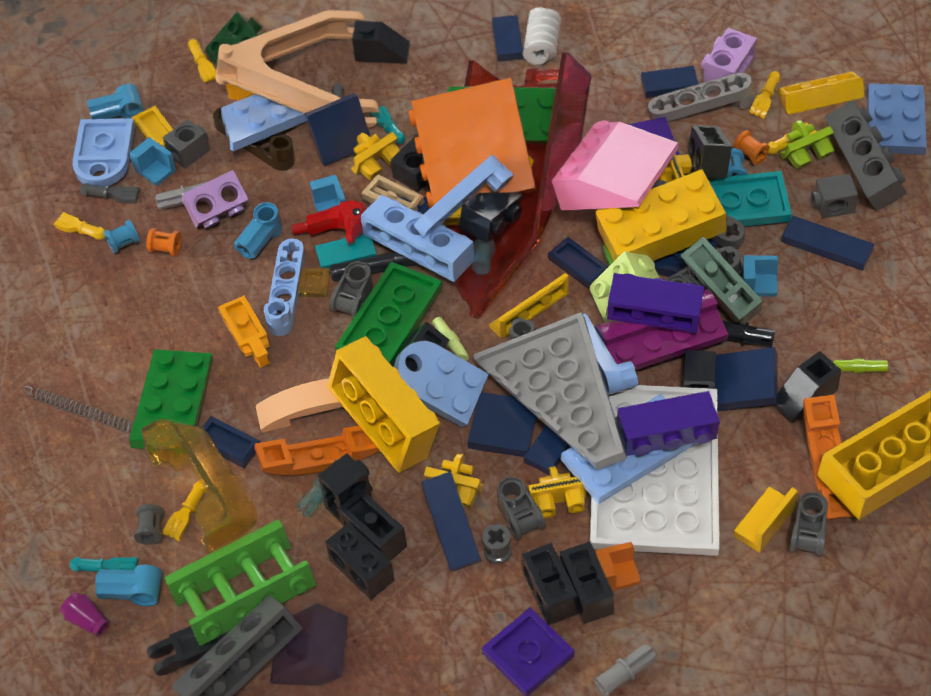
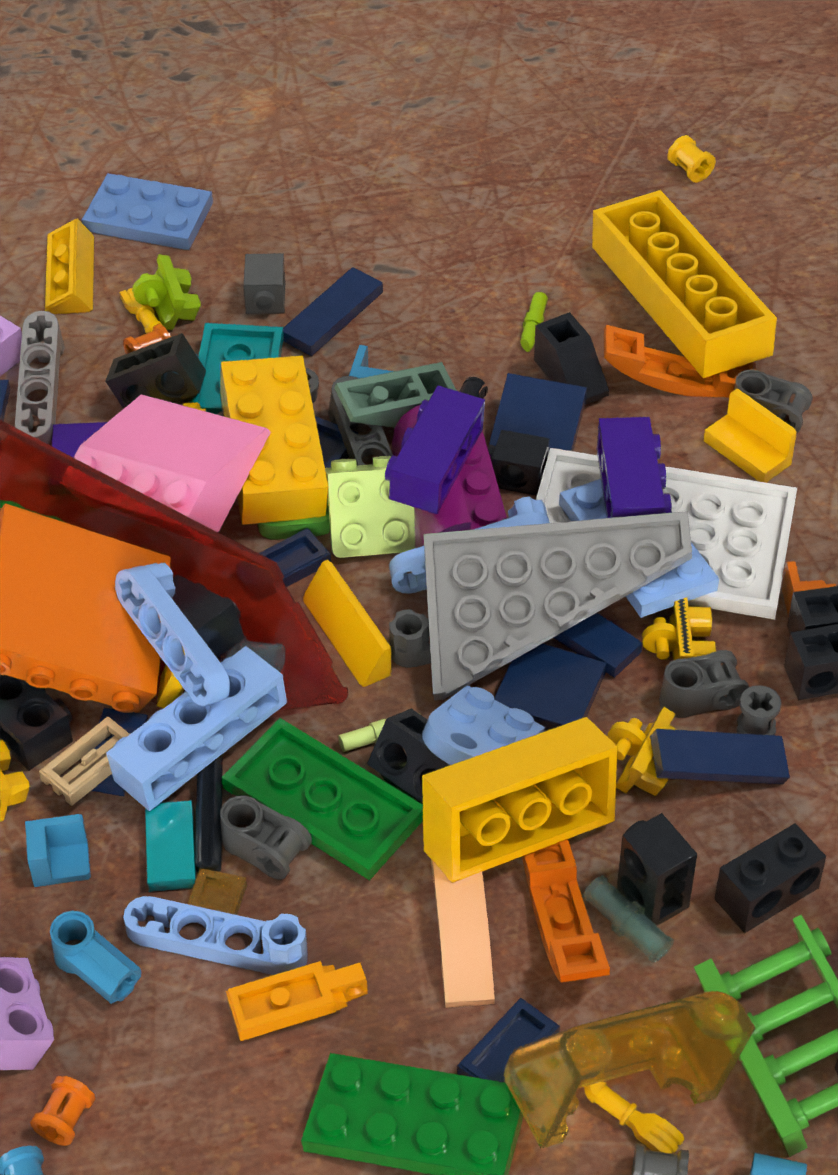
camera: 85 degrees left, 5 degrees down
(343, 216) = (113, 819): red animal -> none
(374, 524) = (727, 836): black slope -> none
(762, 102) = (70, 328): yellow piece -> none
(879, 188) = (195, 252): dark grey brick -> none

